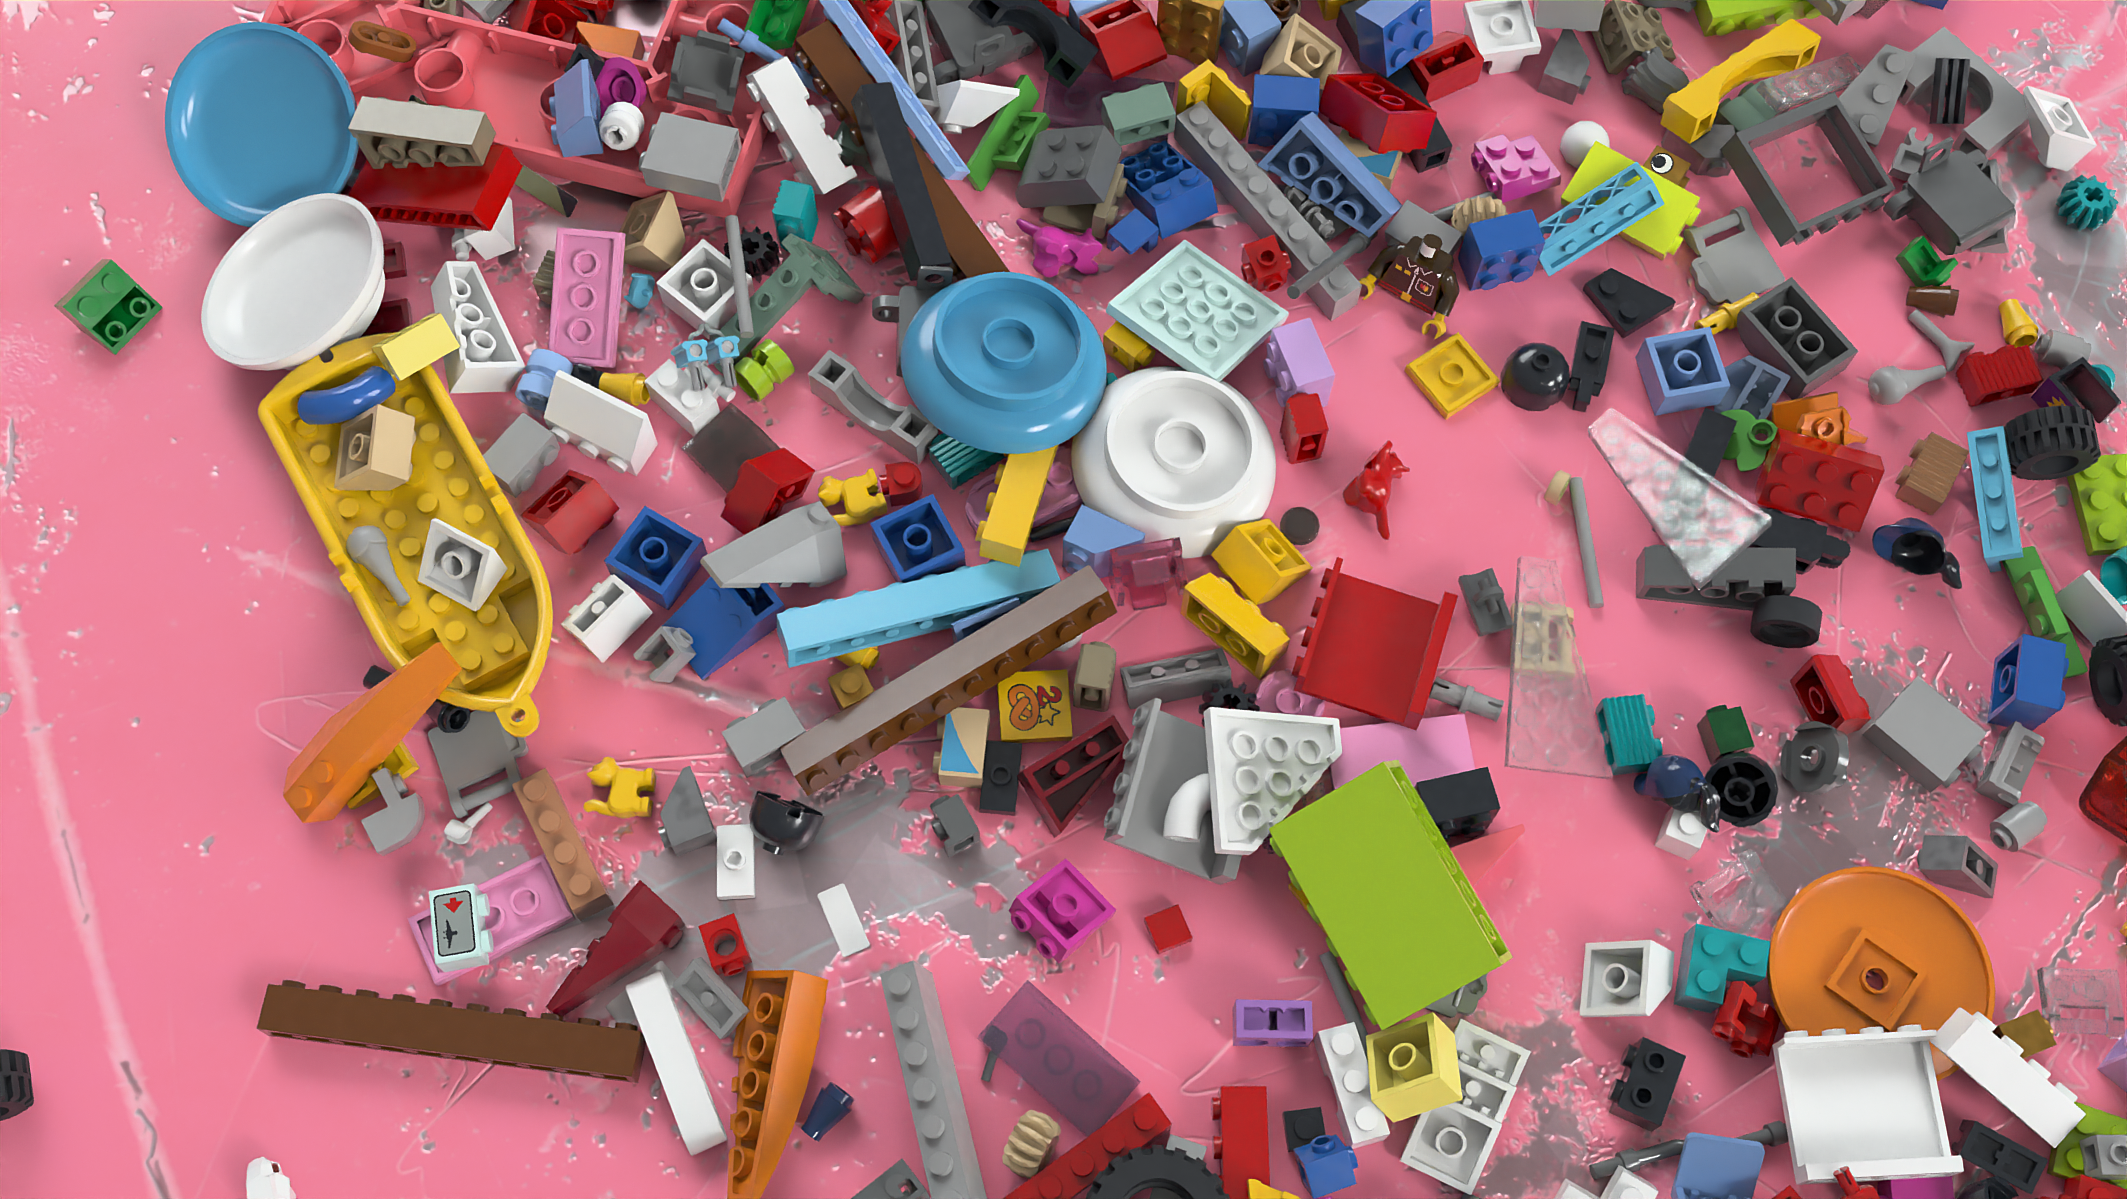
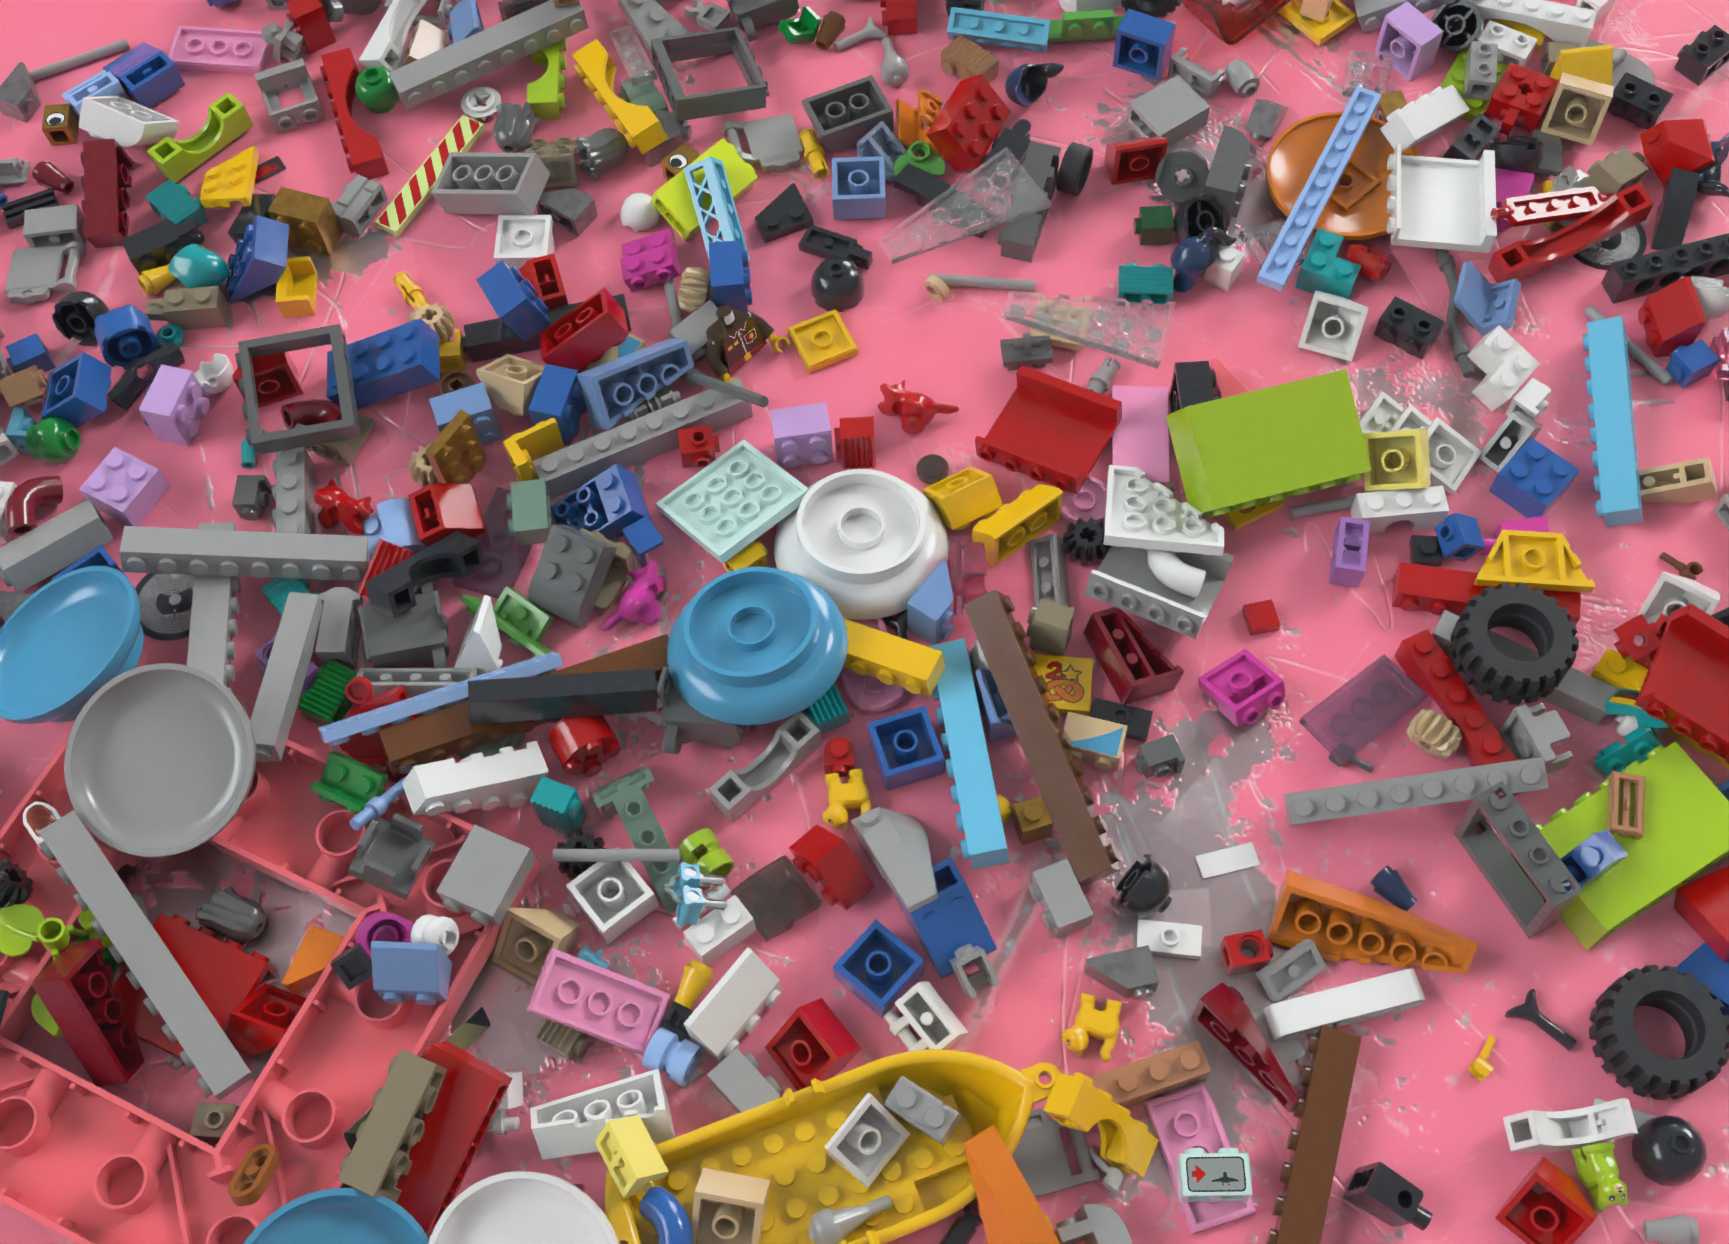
camera: 75 degrees left, 5 degrees down
(453, 1120) = (1387, 1196): none -> black torso
(491, 613) = (922, 1111): none -> light grey brick
(495, 755) = (1081, 1105): none -> yellow arch
(1826, 813) = (1229, 171): none -> dark grey brick
(1842, 937) = (1318, 189): none -> light blue plate

